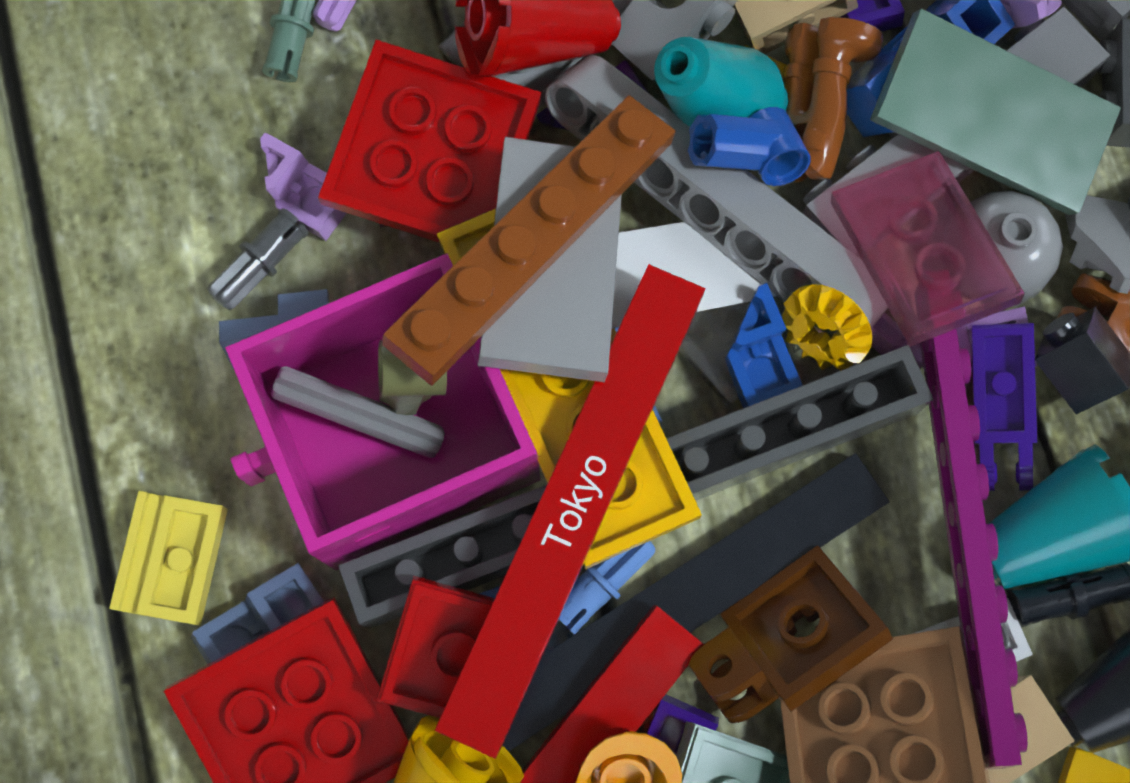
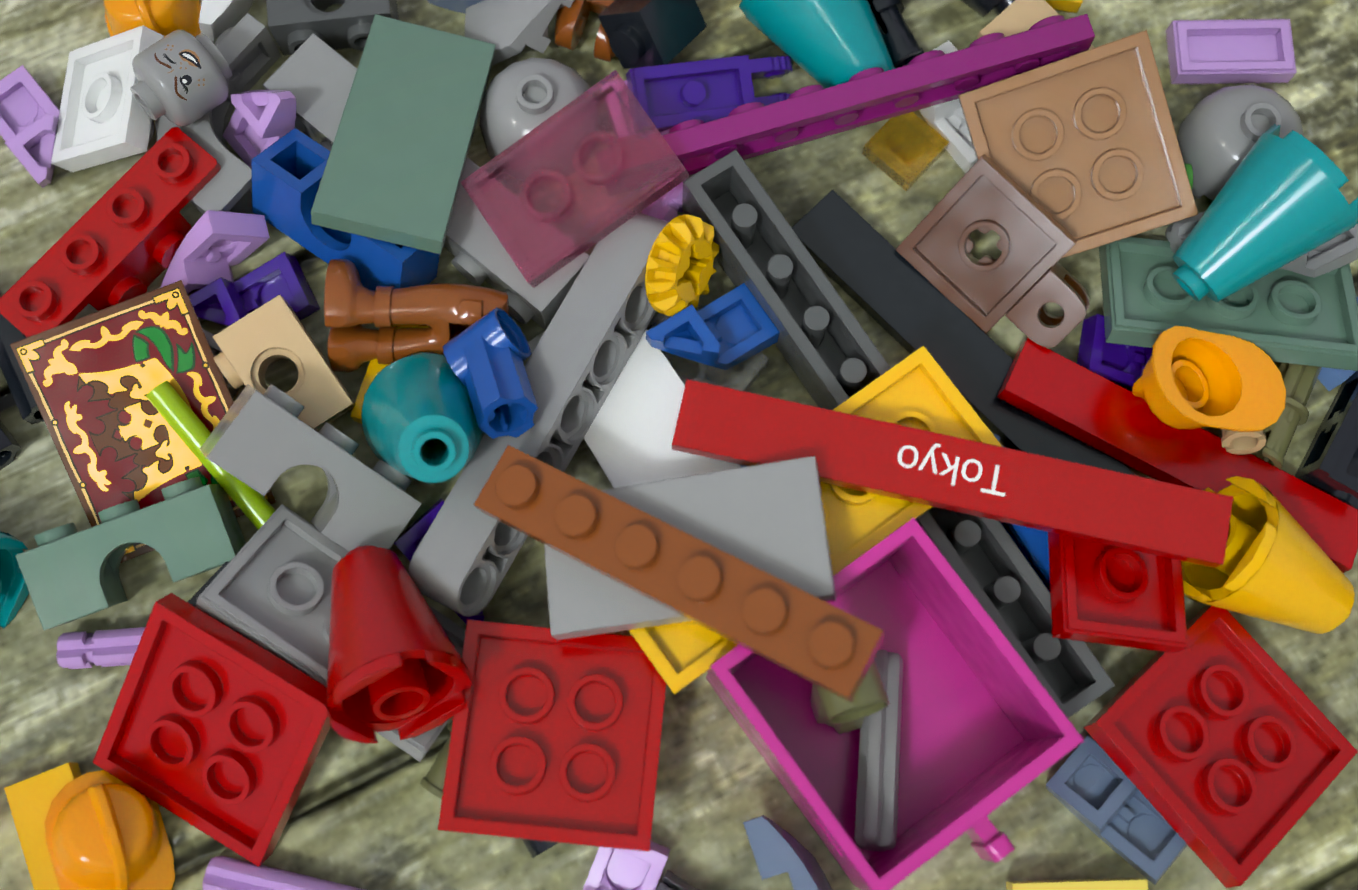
camera: 105 degrees left, 0 degrees up
(923, 587) = (905, 148): none -> clear yellow tile

